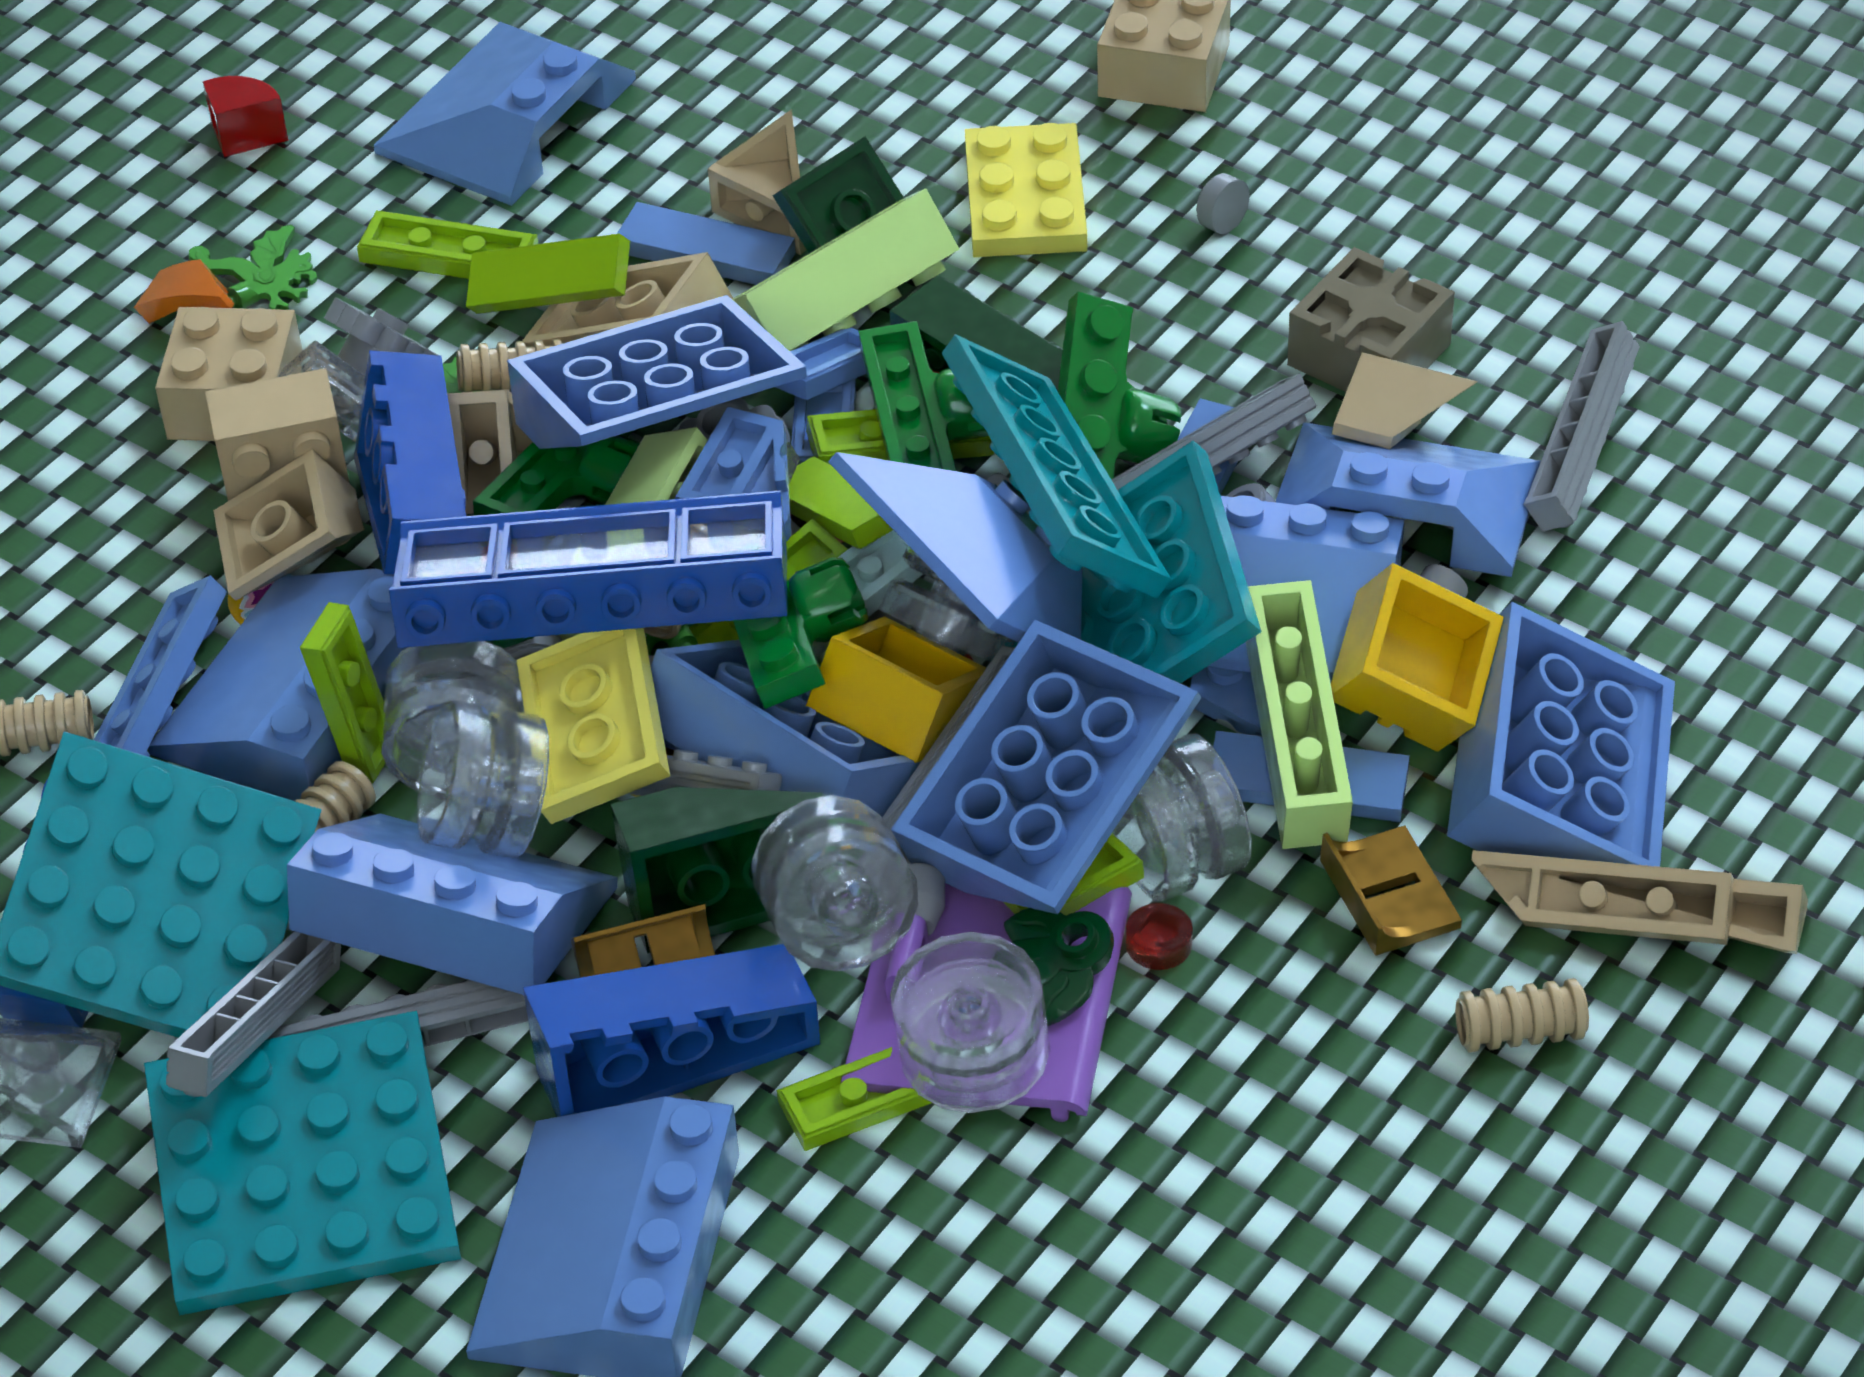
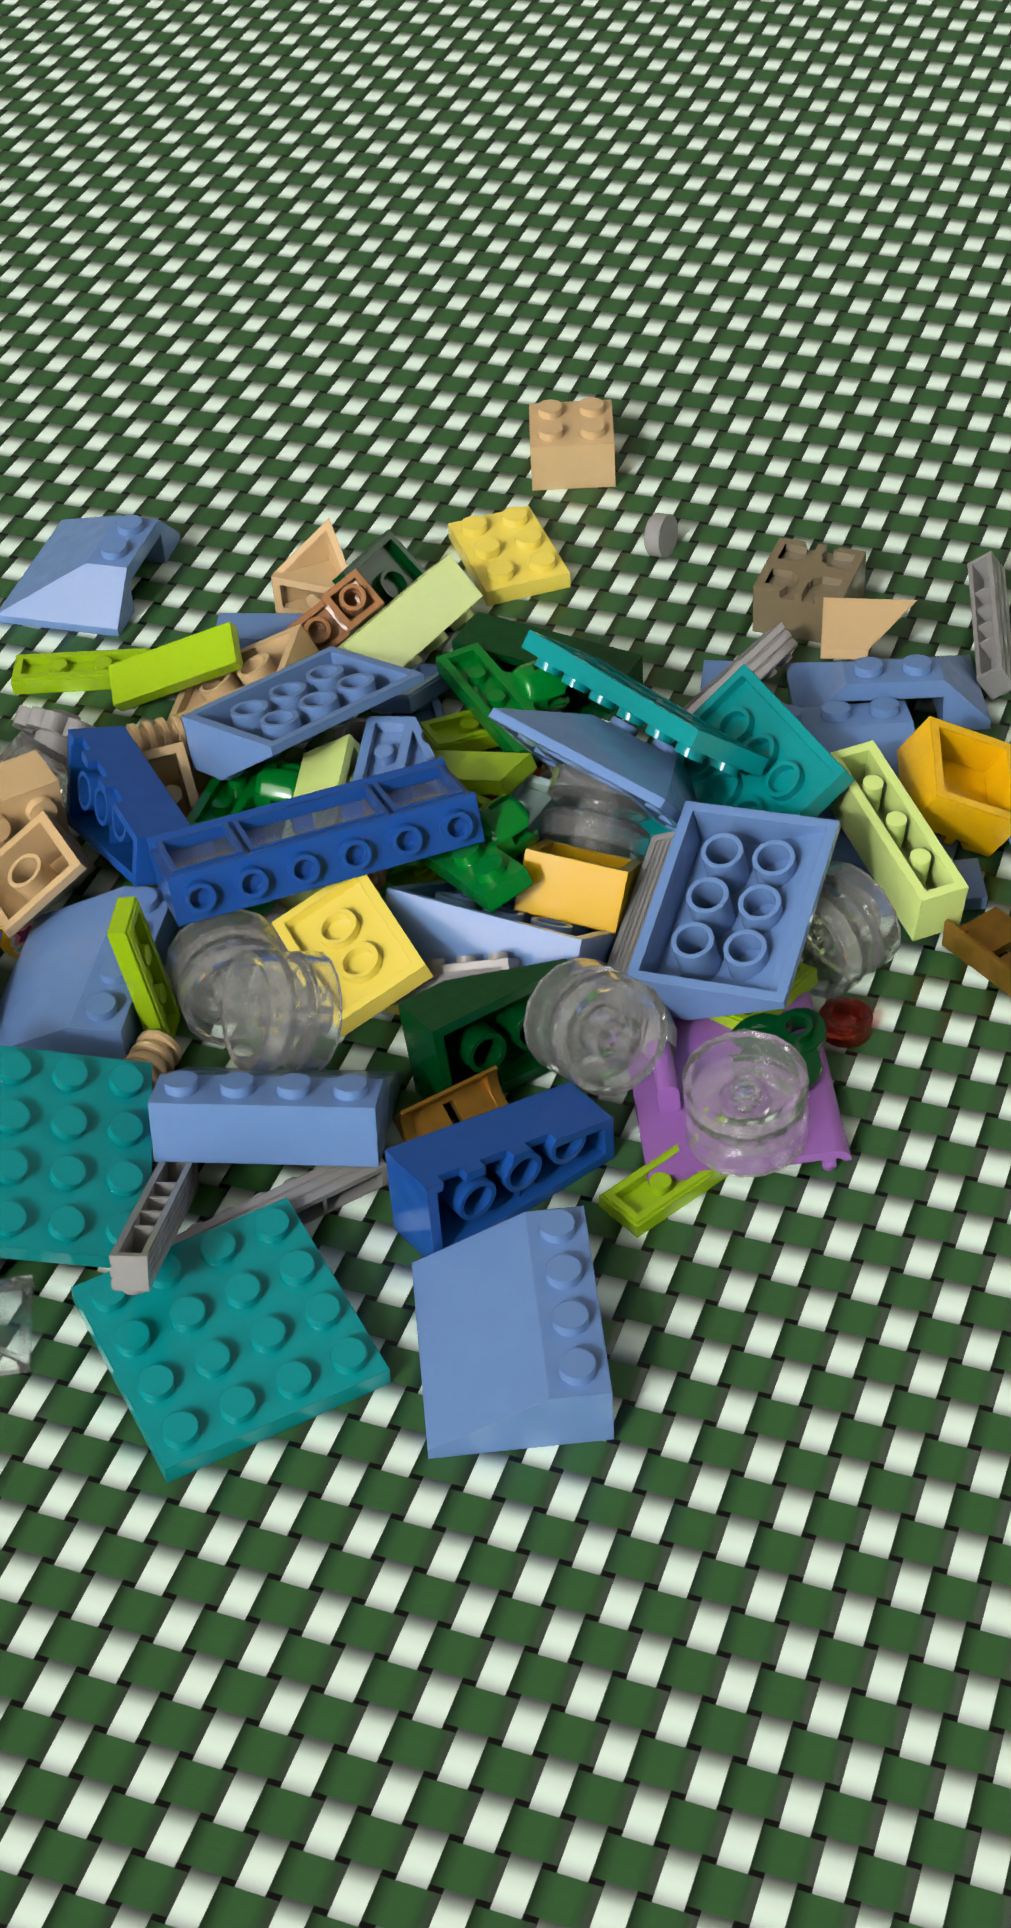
camera: 15 degrees left, 5 degrees down
(765, 243) = (340, 611): none -> medium nougat slope
(1095, 387) = (631, 650): green plate -> none

